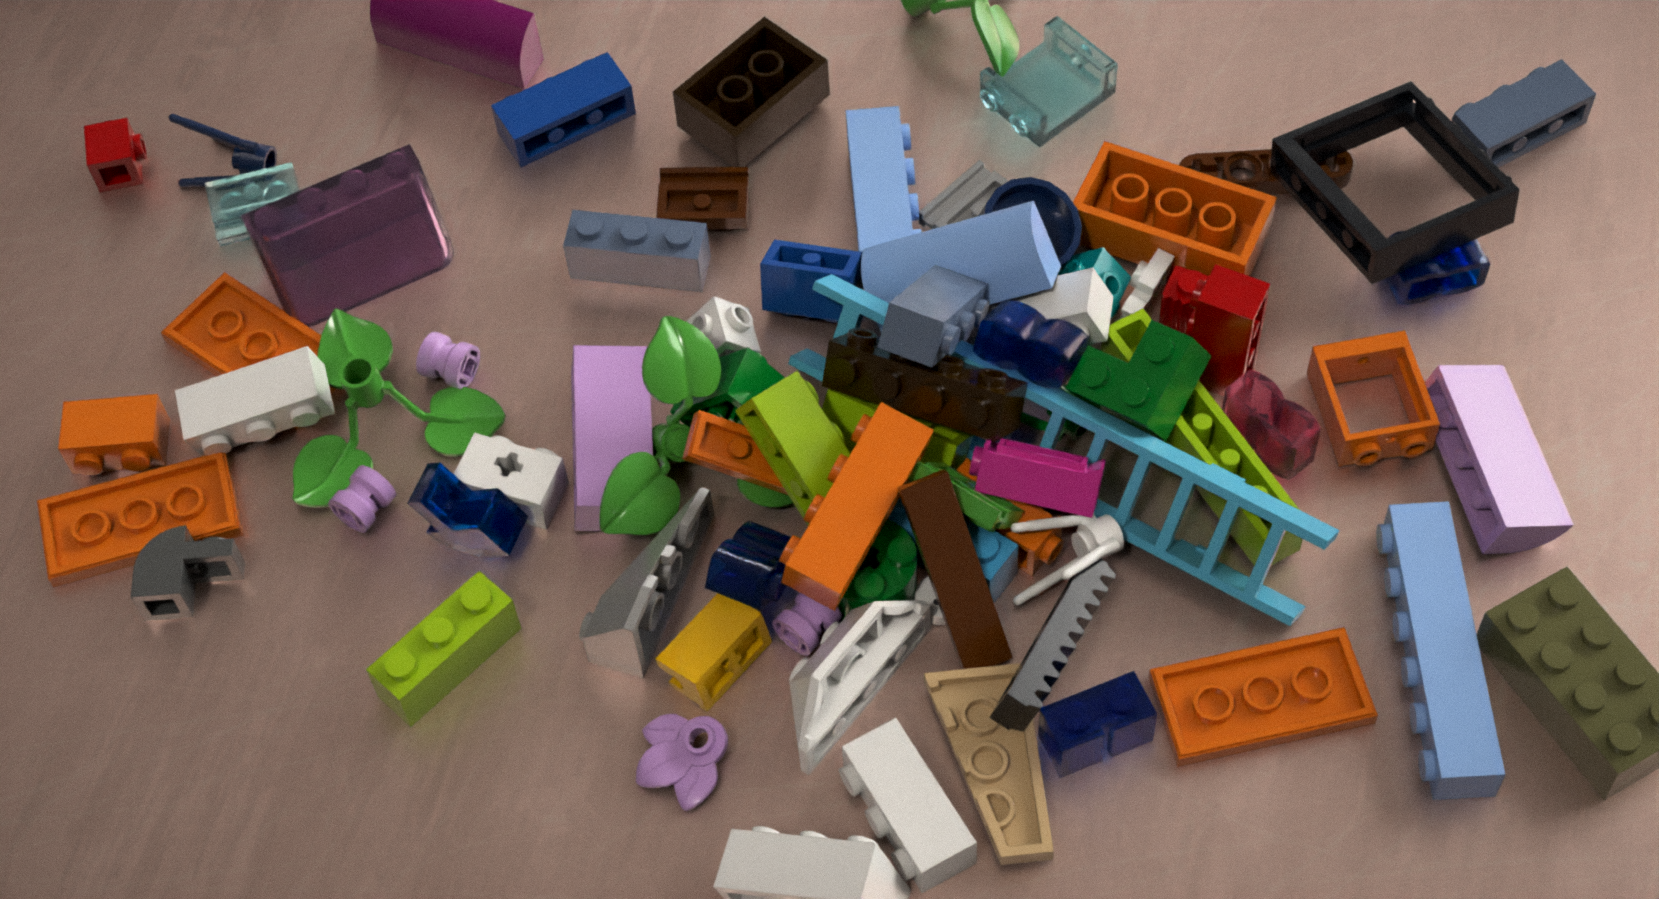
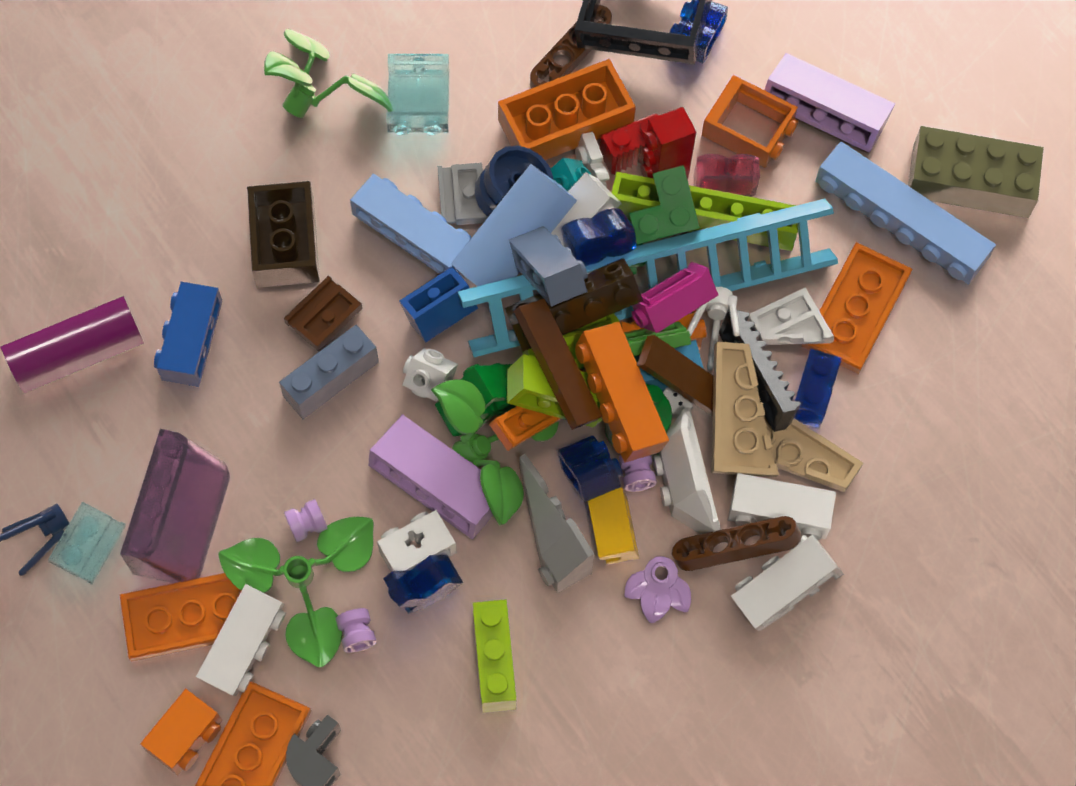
camera: 55 degrees left, 10 degrees up
(803, 784) = (736, 538): none -> reddish brown beam
(821, 414) = (557, 364): none -> reddish brown tile
(962, 666) = (738, 419): none -> tan wing
(1160, 634) = (792, 321): none -> white wing

